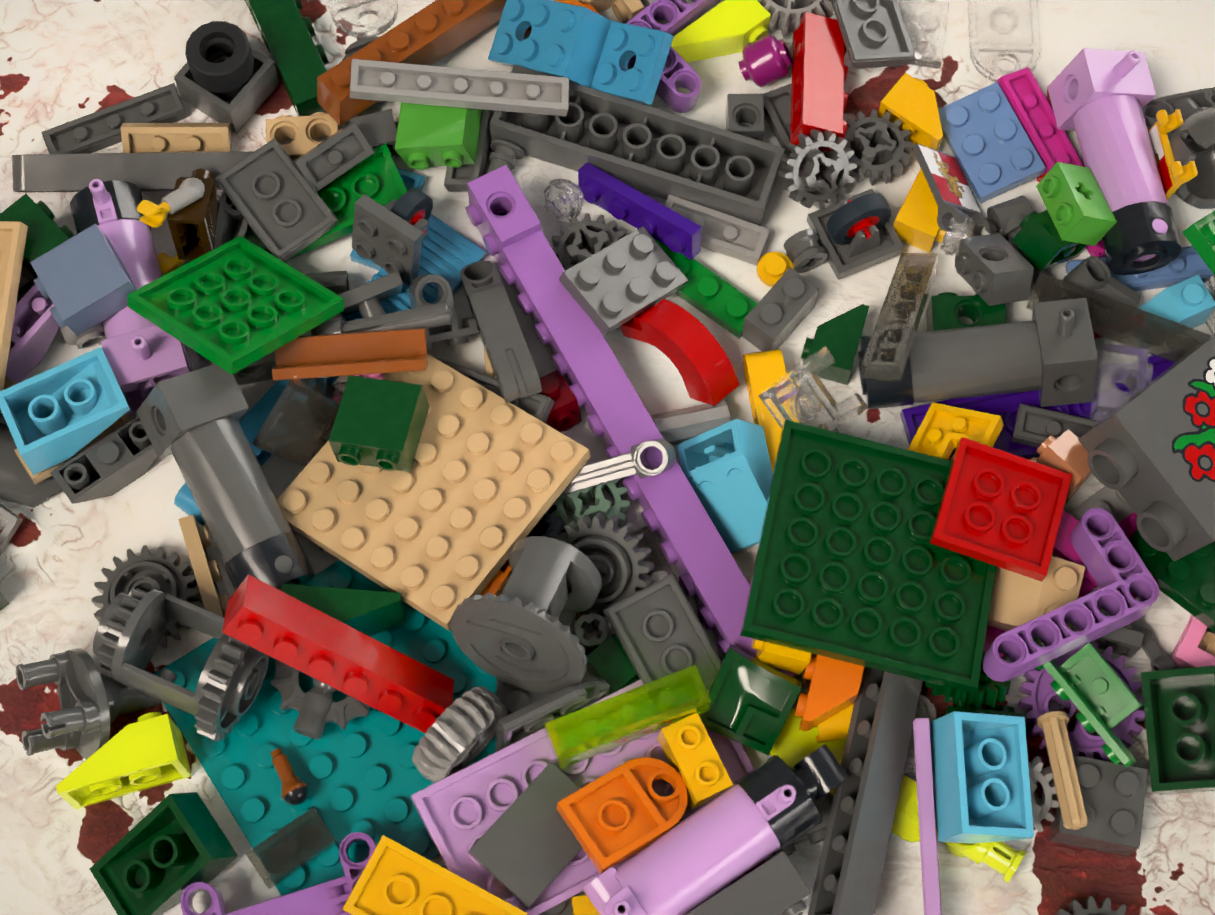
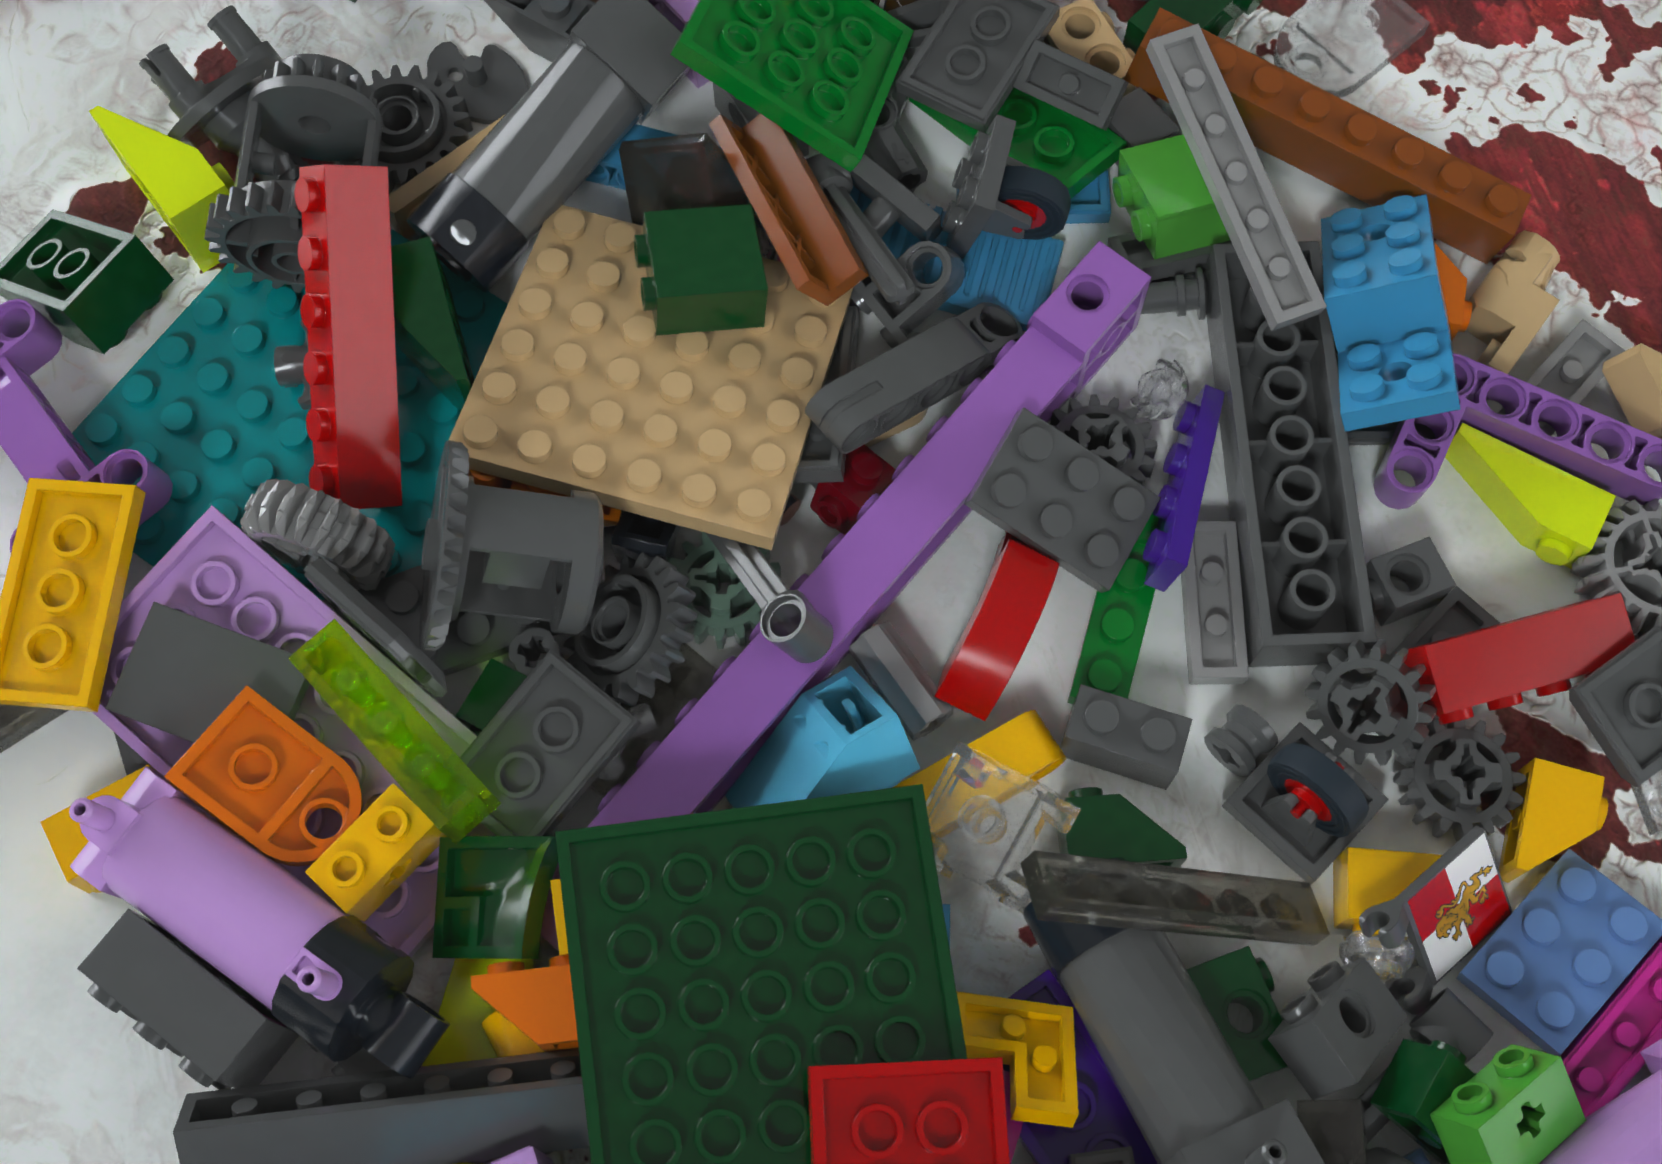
camera: 70 degrees right, 0 degrees up
(126, 528) = (488, 83): none -> dark grey piece
(291, 848) = (125, 406): clear smoke plate -> none
(294, 789) = (205, 380): dark orange piece -> none
(765, 61) = (1516, 574): magenta head -> none
(772, 267) = (1196, 702): yellow plate -> none

